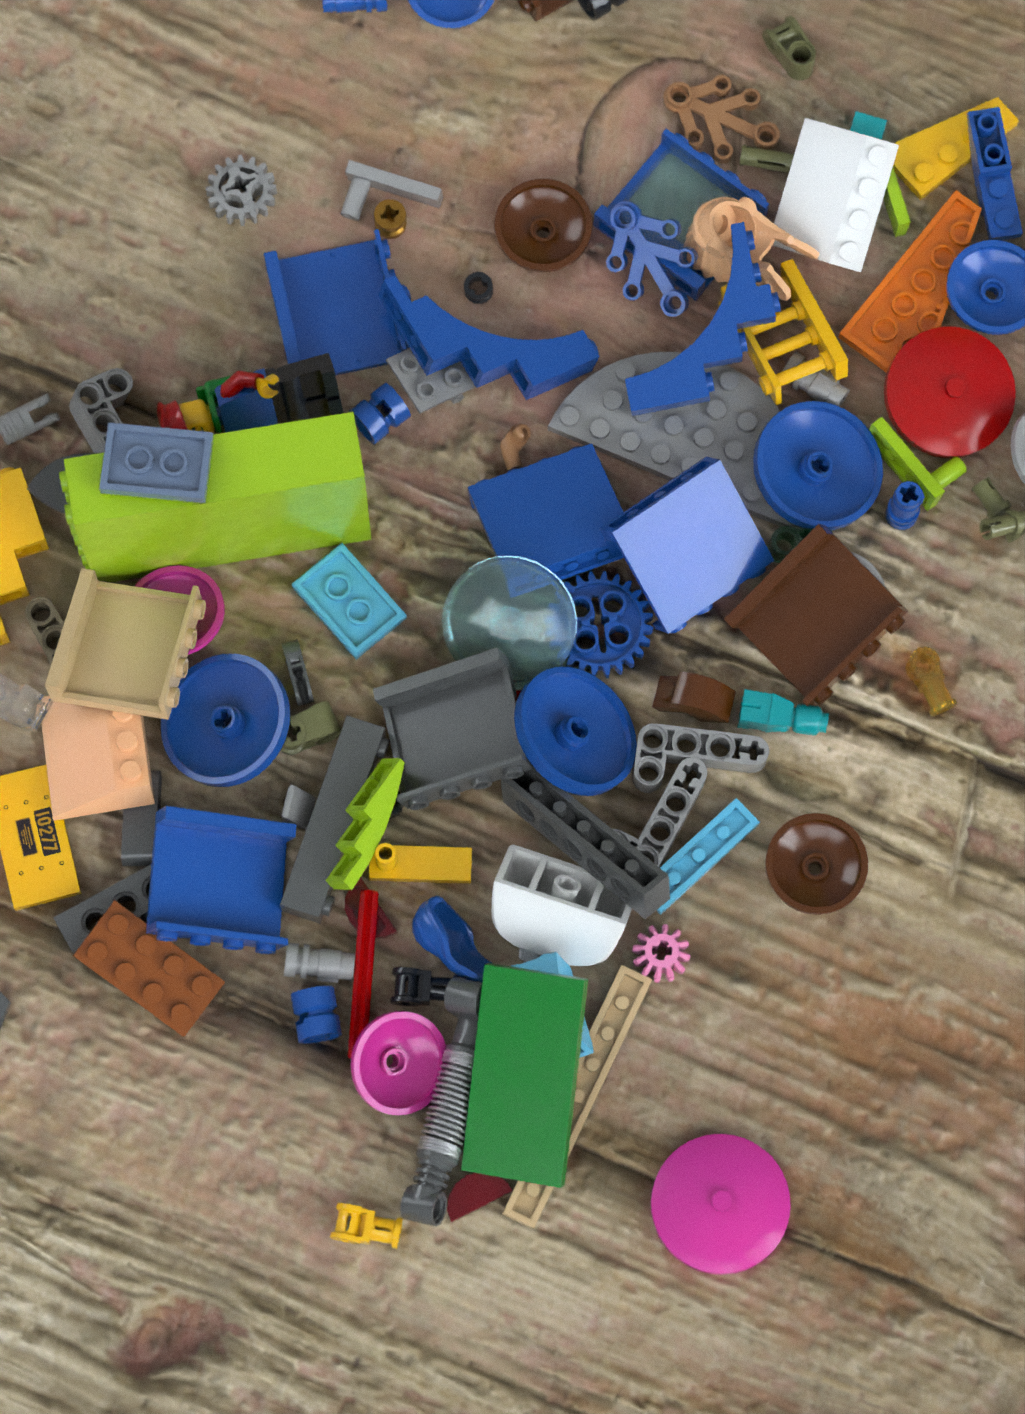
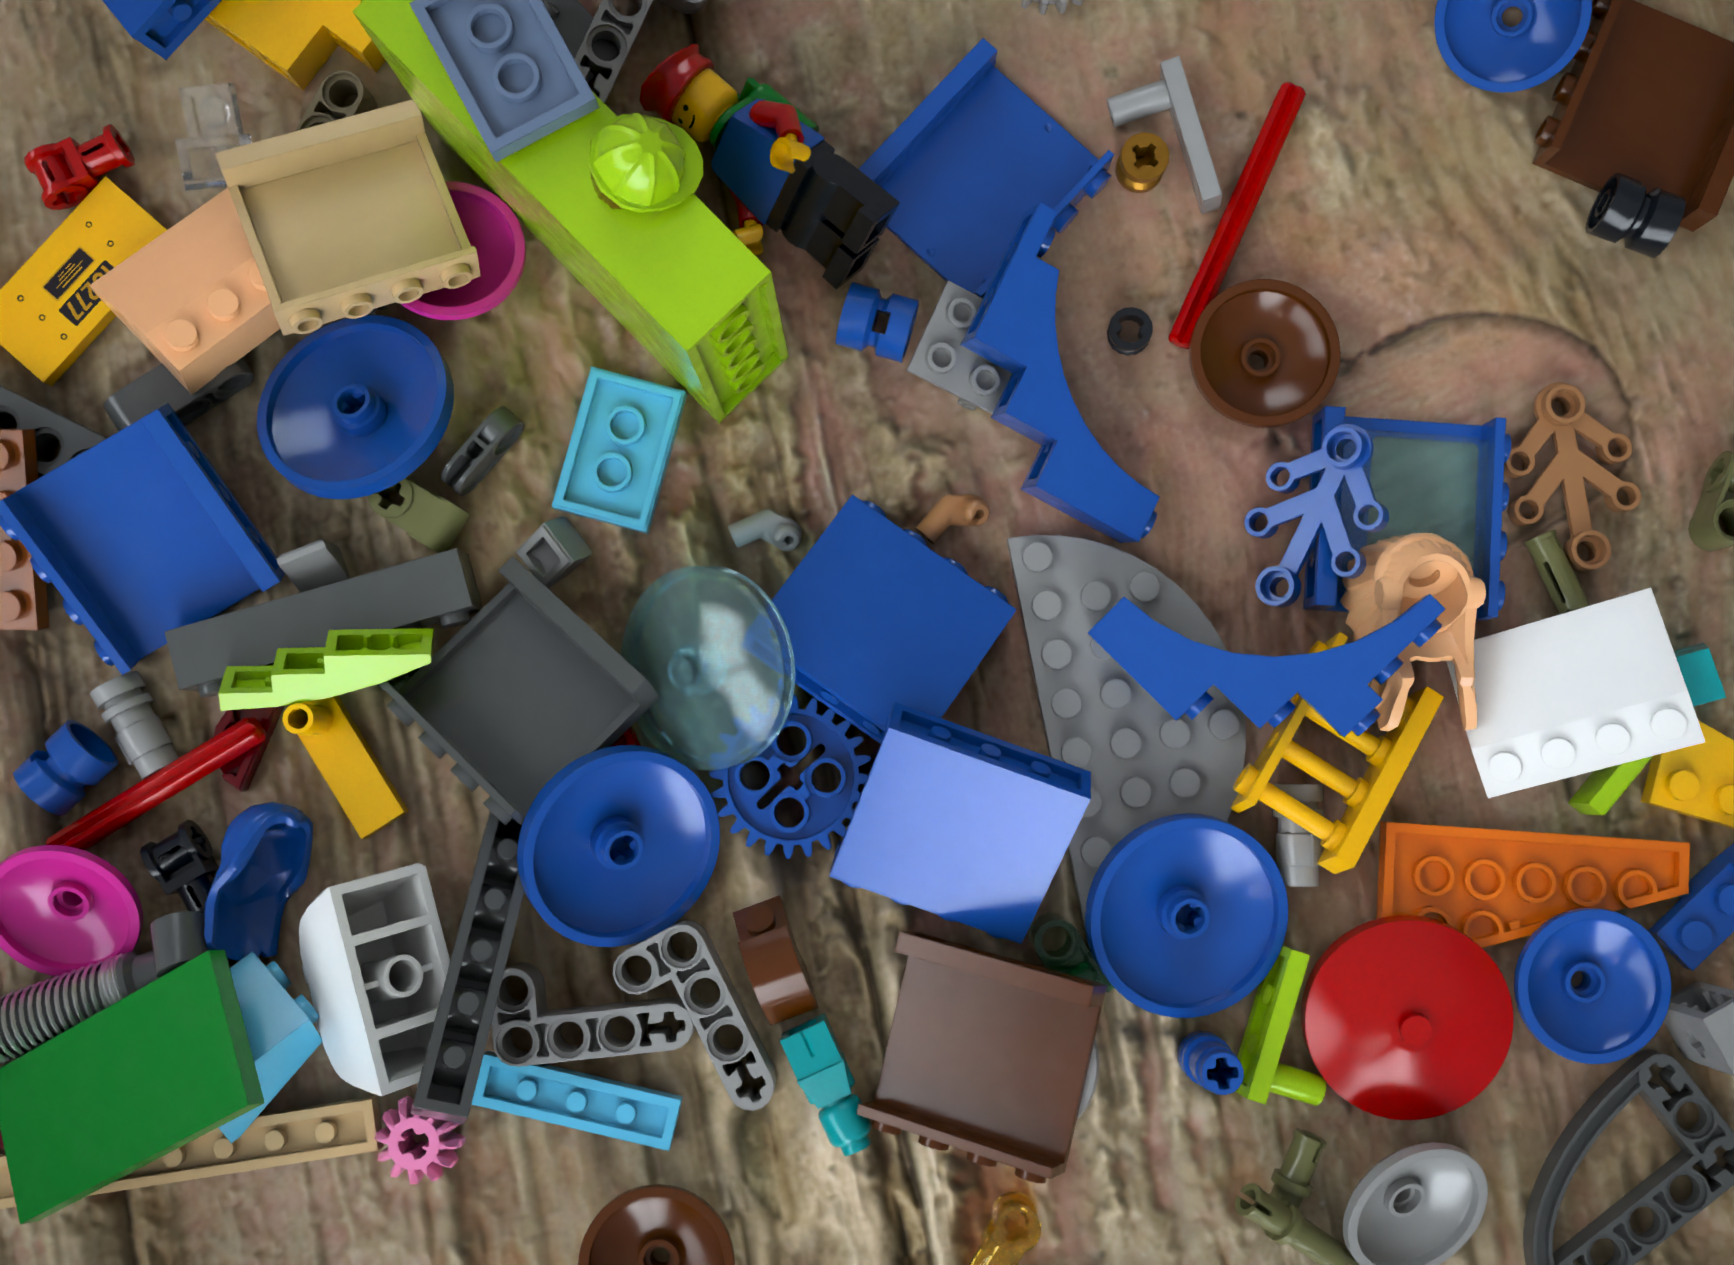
camera: 60 degrees right, 10 degrees up
(258, 435) = (644, 163): none -> lime piece
(379, 671) = (554, 551): none -> light grey slope
(450, 548) = (769, 526): none -> light grey arm
(454, 189) = (1238, 211): none -> red axle

